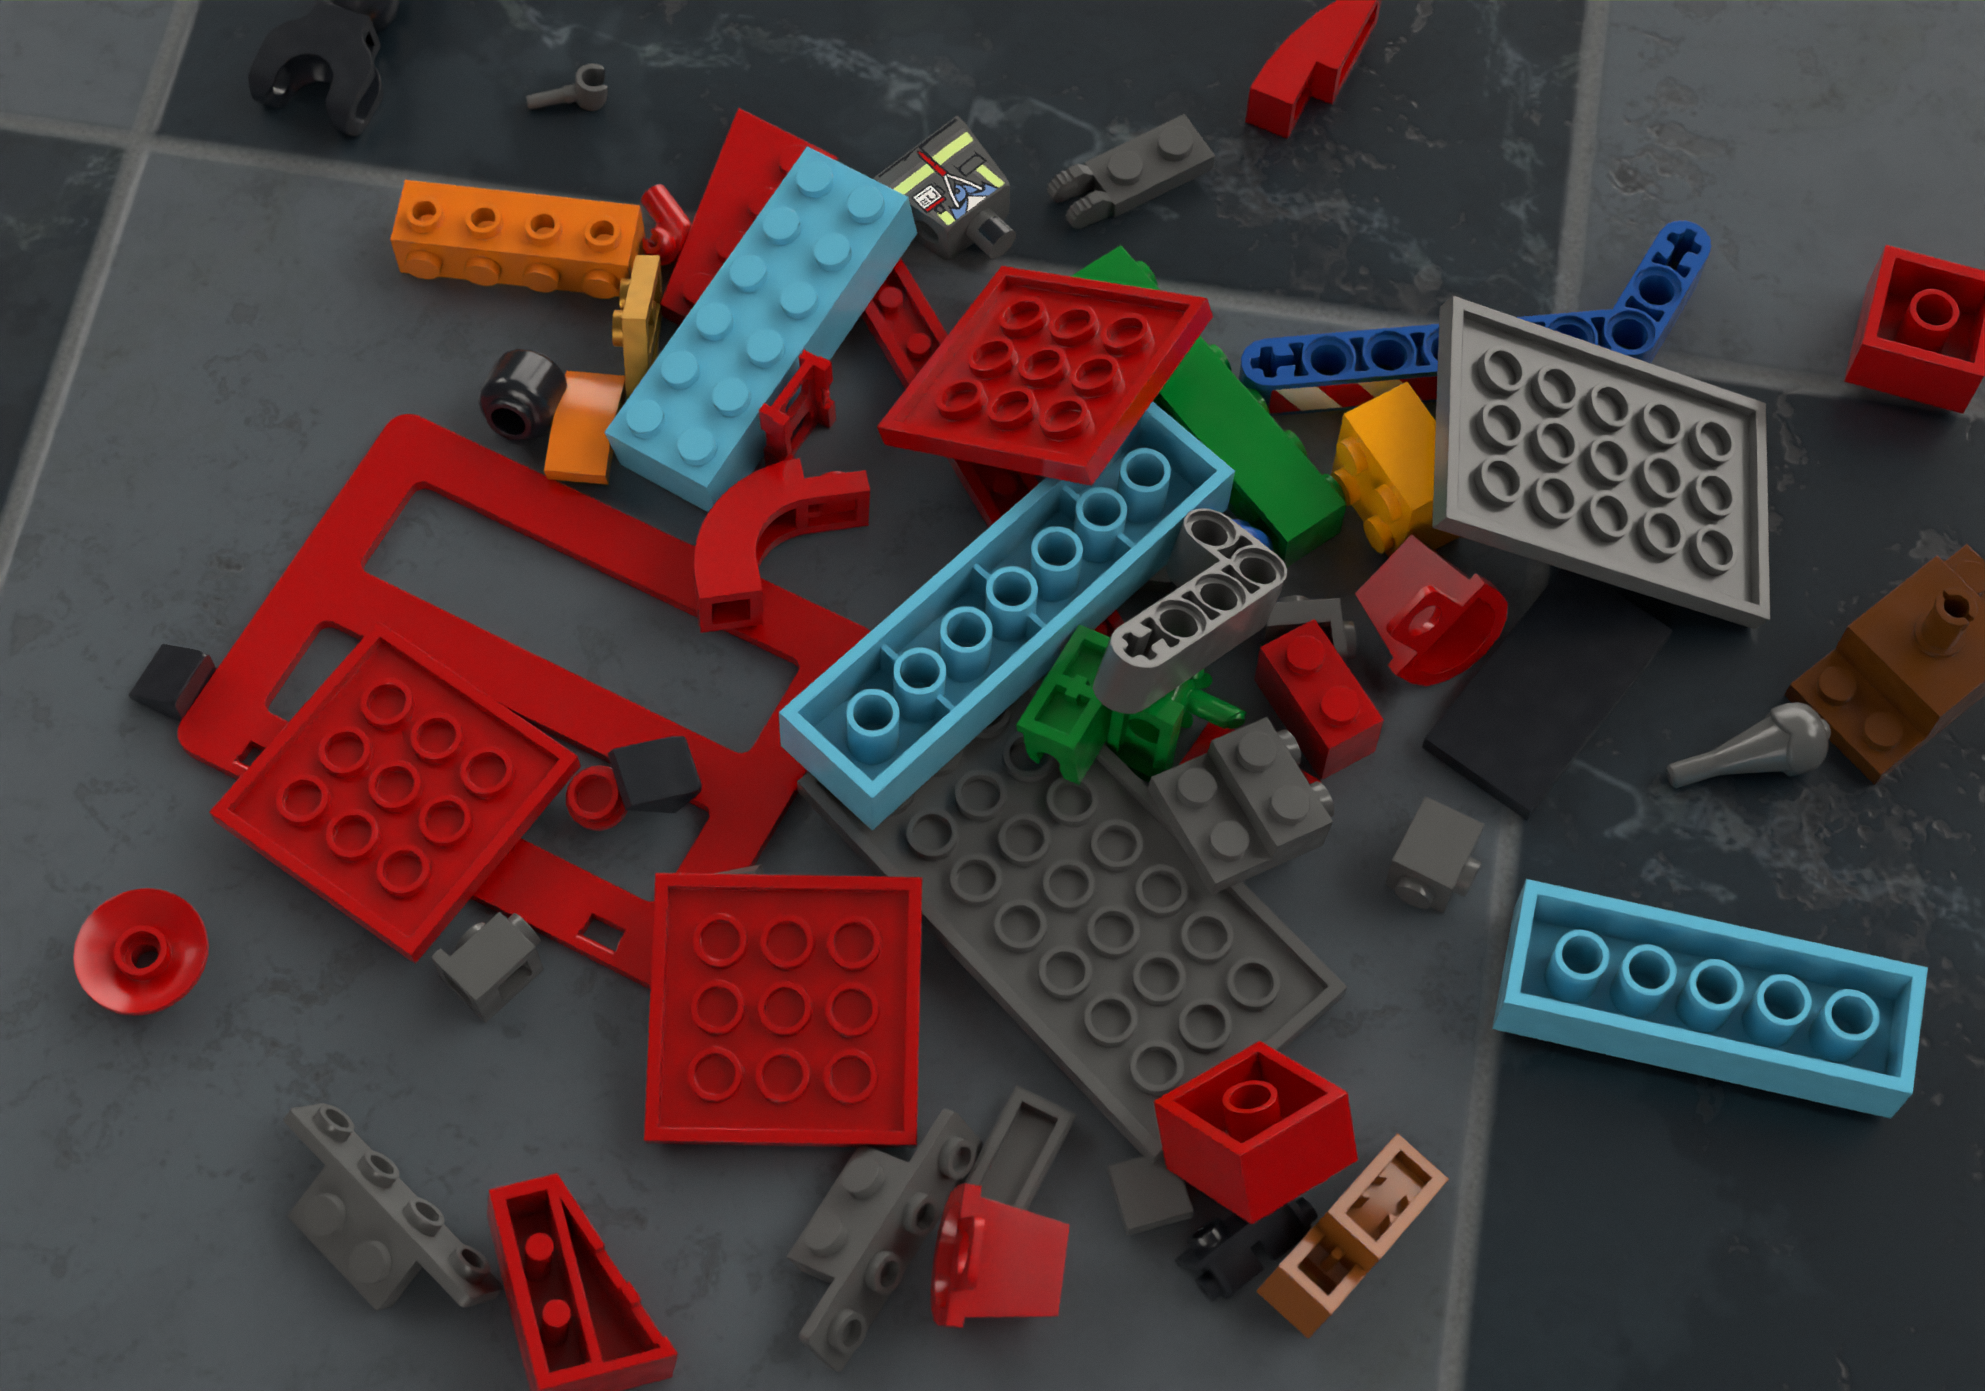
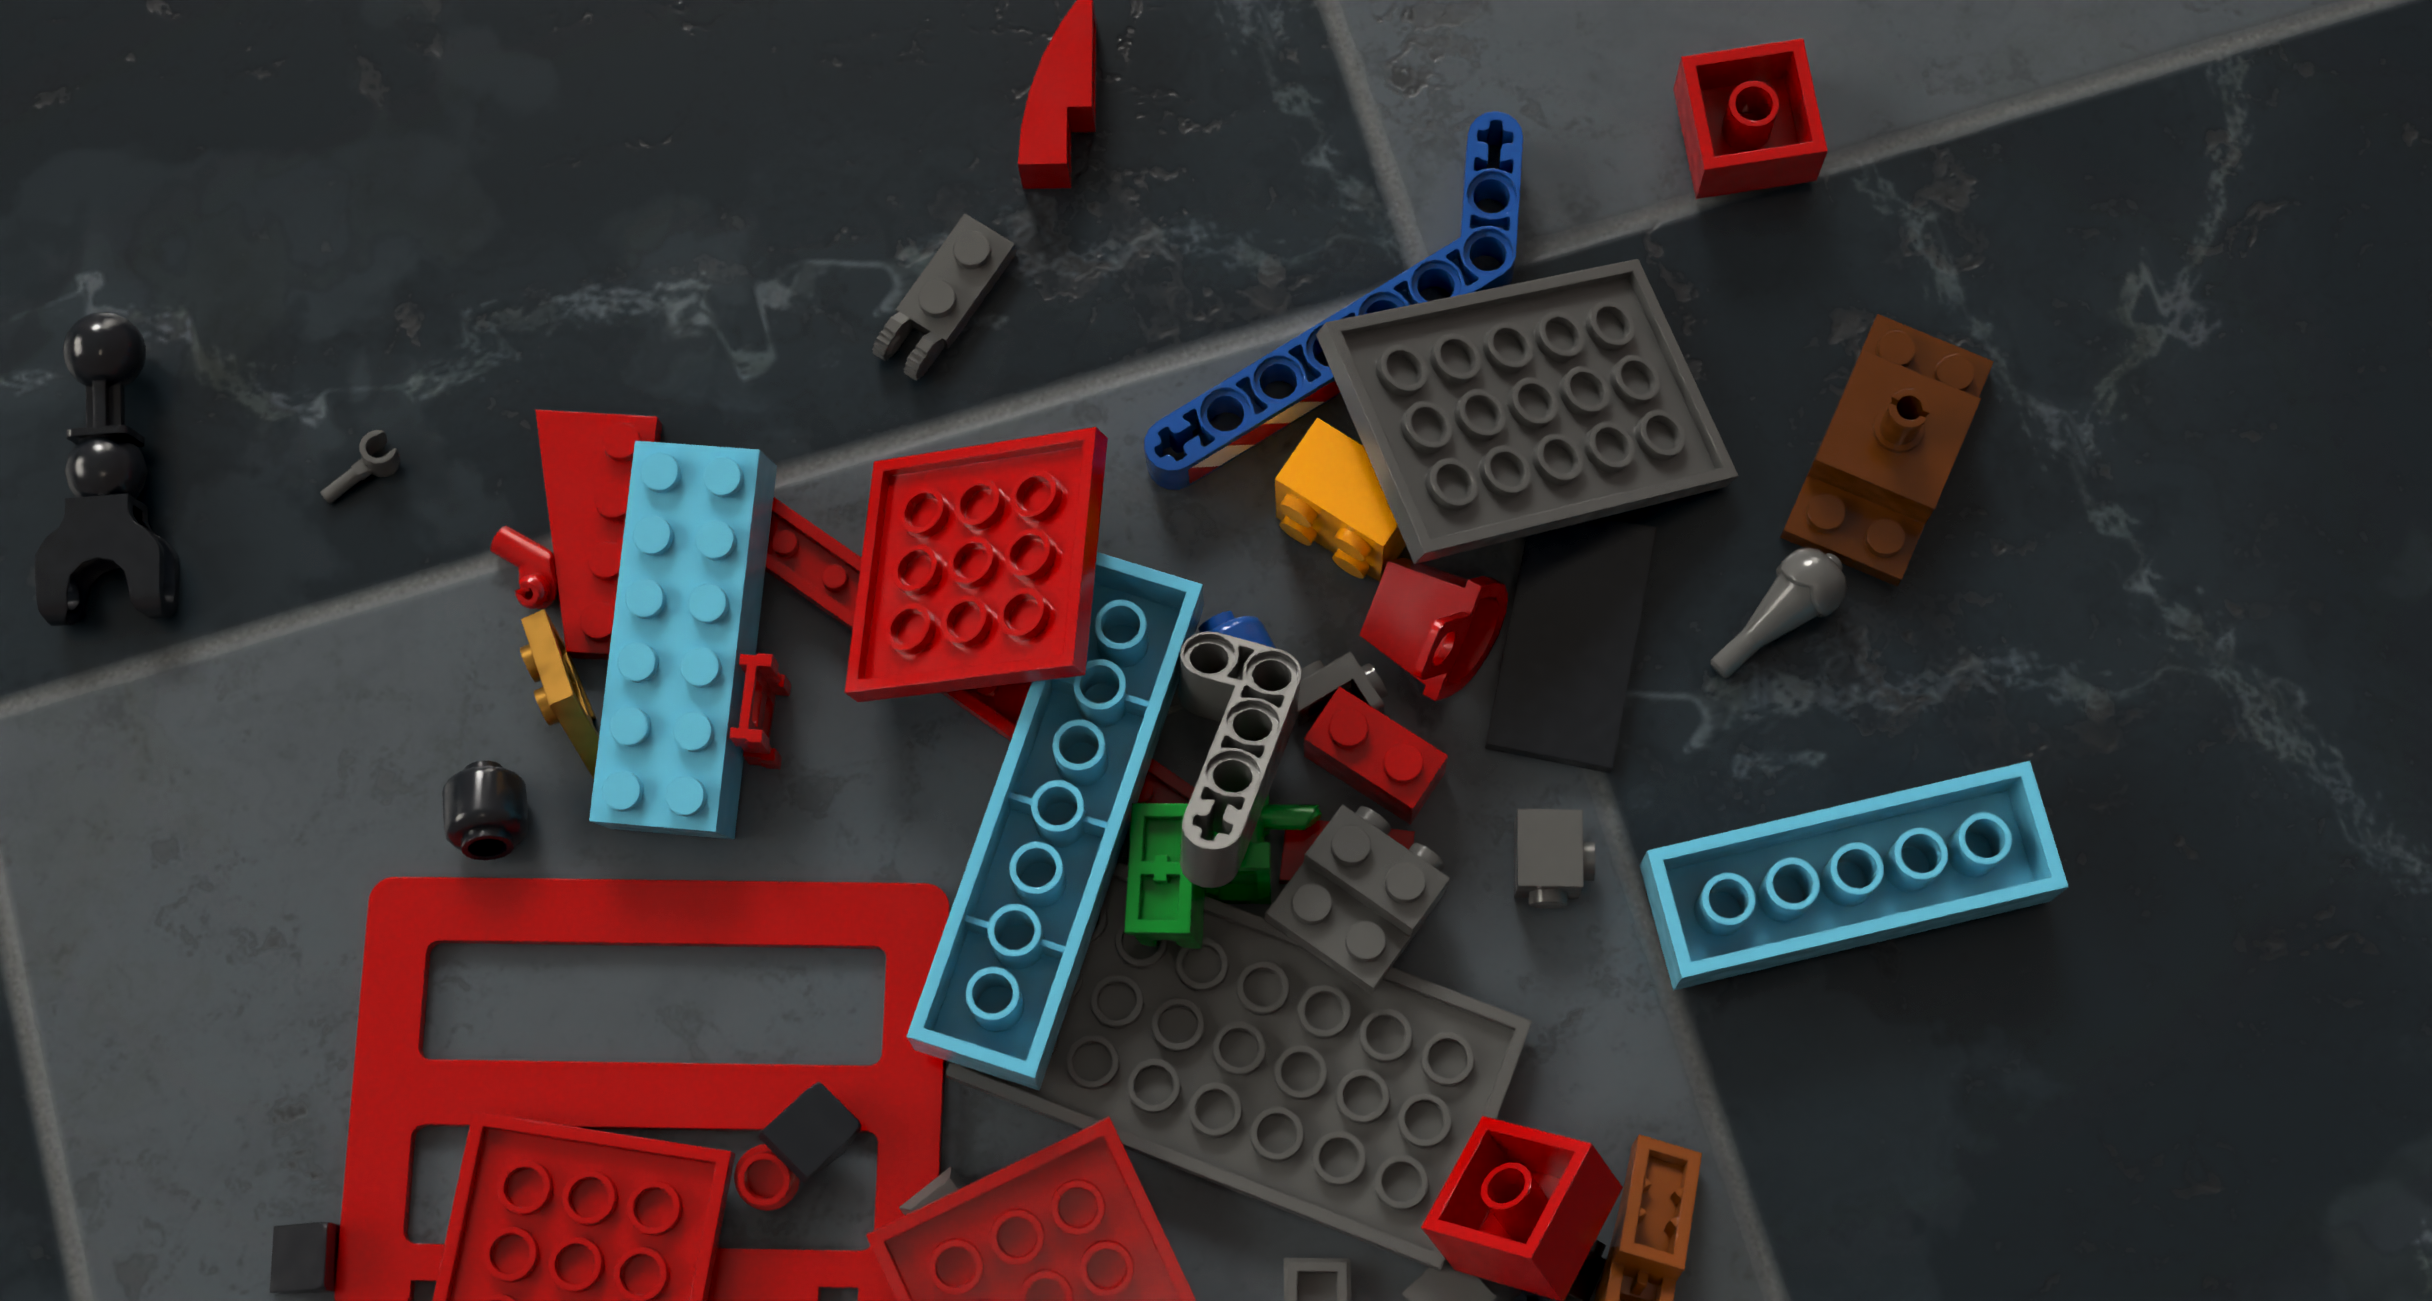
camera: 20 degrees left, 10 degrees up
(516, 238) = (394, 653): orange brick -> none
(577, 437) = (559, 811): orange slope -> none
(753, 521) = (769, 839): red arch -> none
(954, 193) = (785, 405): torso -> none
(1273, 478) = (1166, 525): green brick -> none

